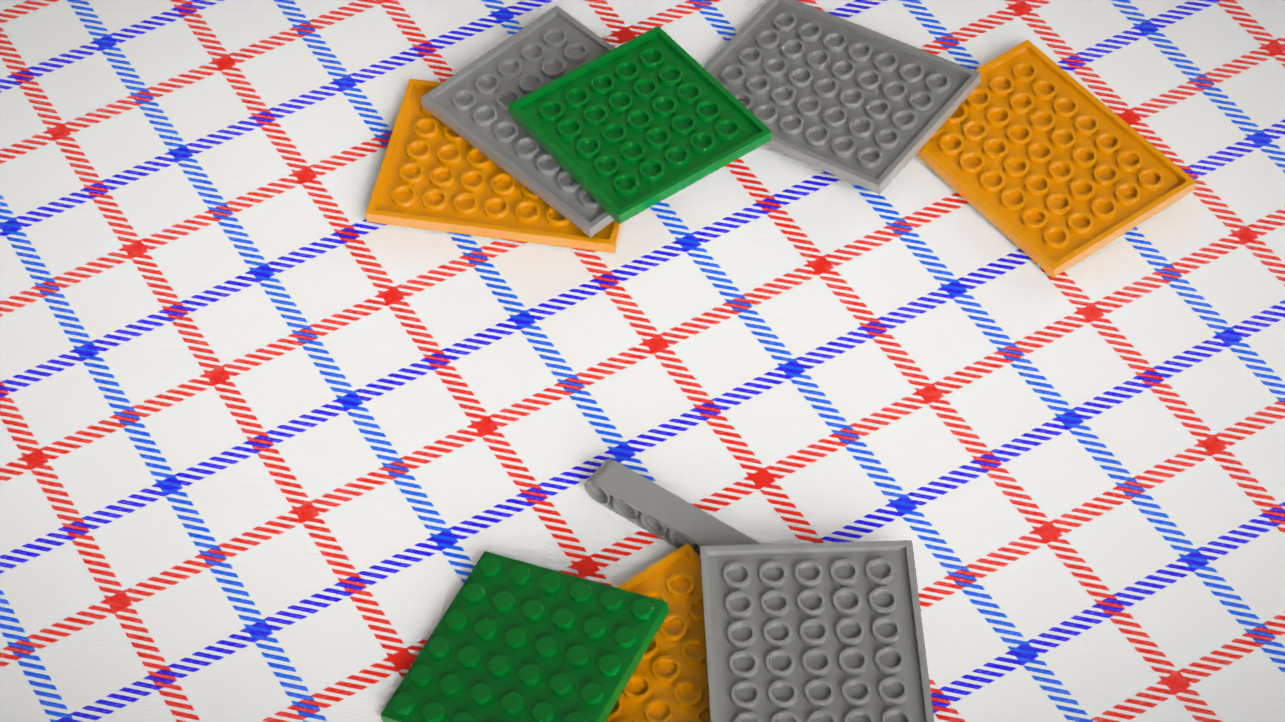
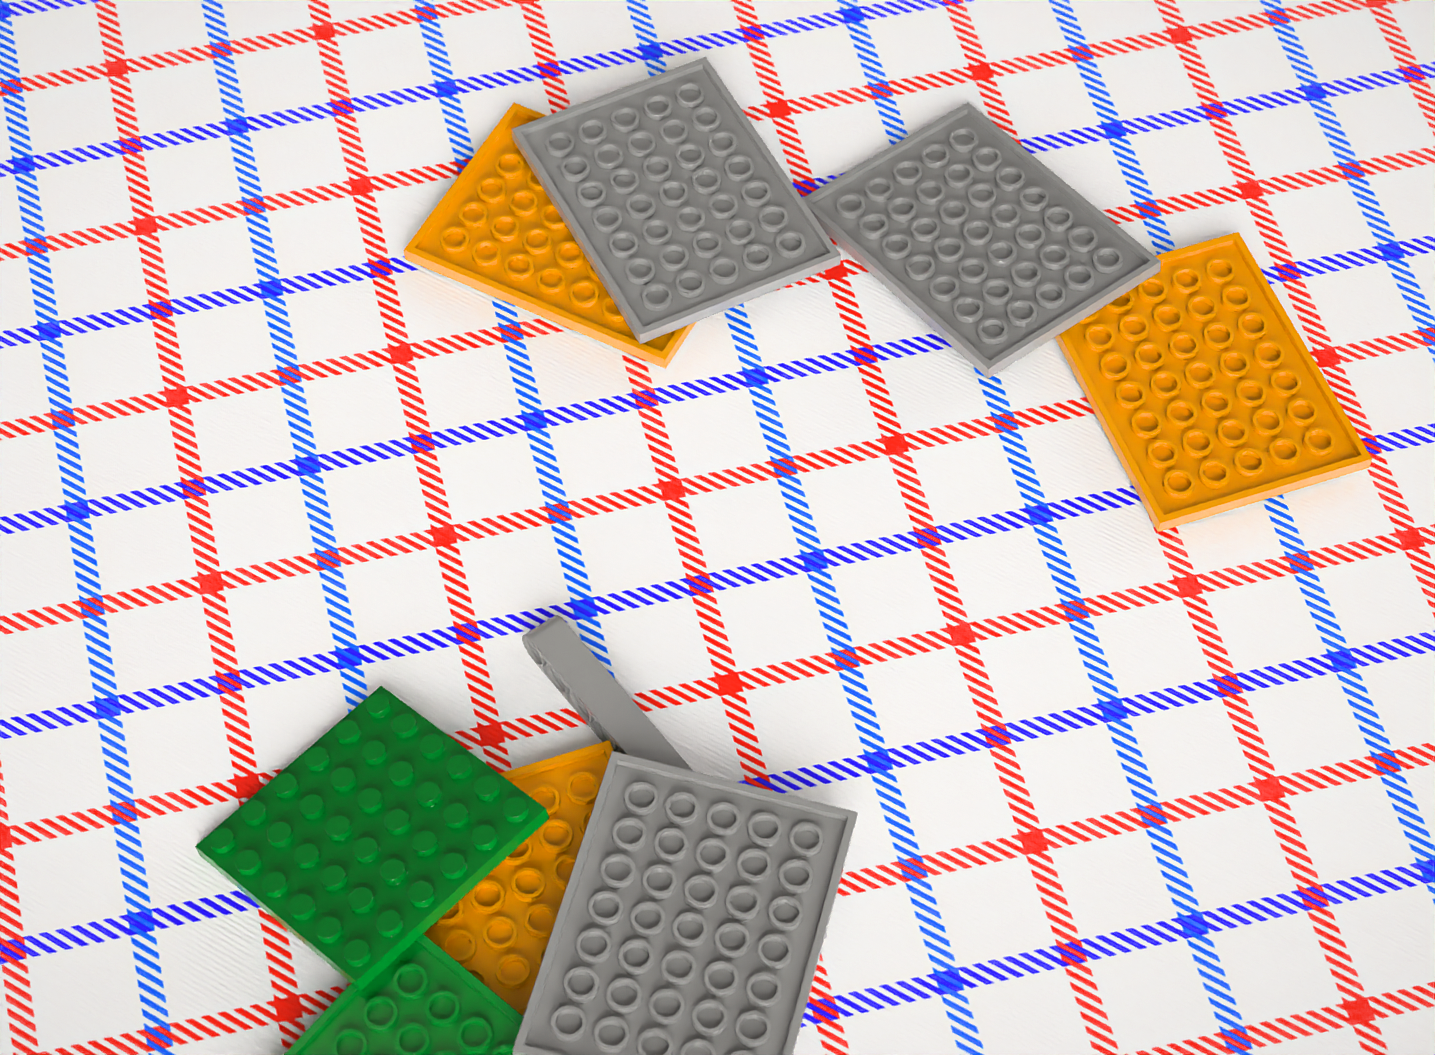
camera: 15 degrees right, 5 degrees up
(639, 123) = (741, 223): green plate -> none

